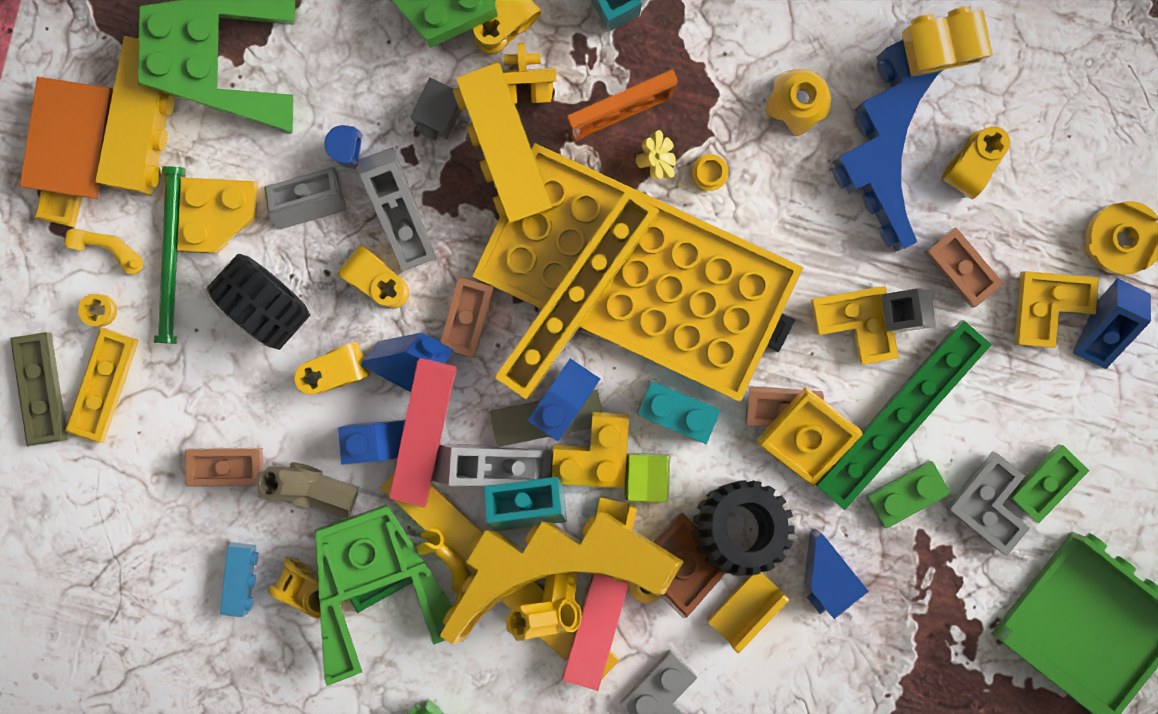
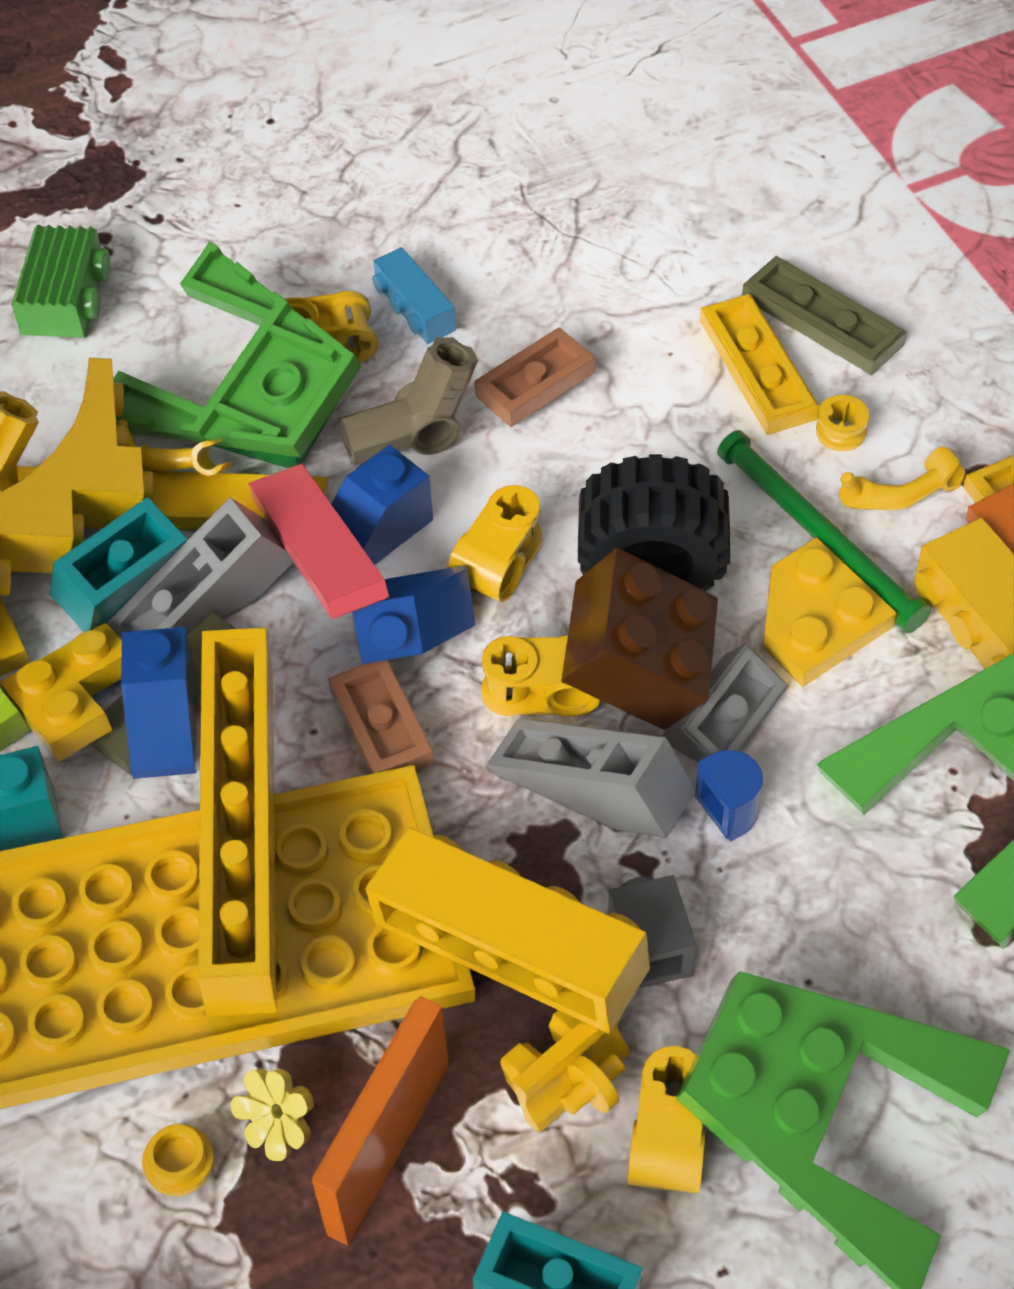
camera: 145 degrees right, 35 degrees down
(317, 249) = (640, 639): none -> reddish brown brick

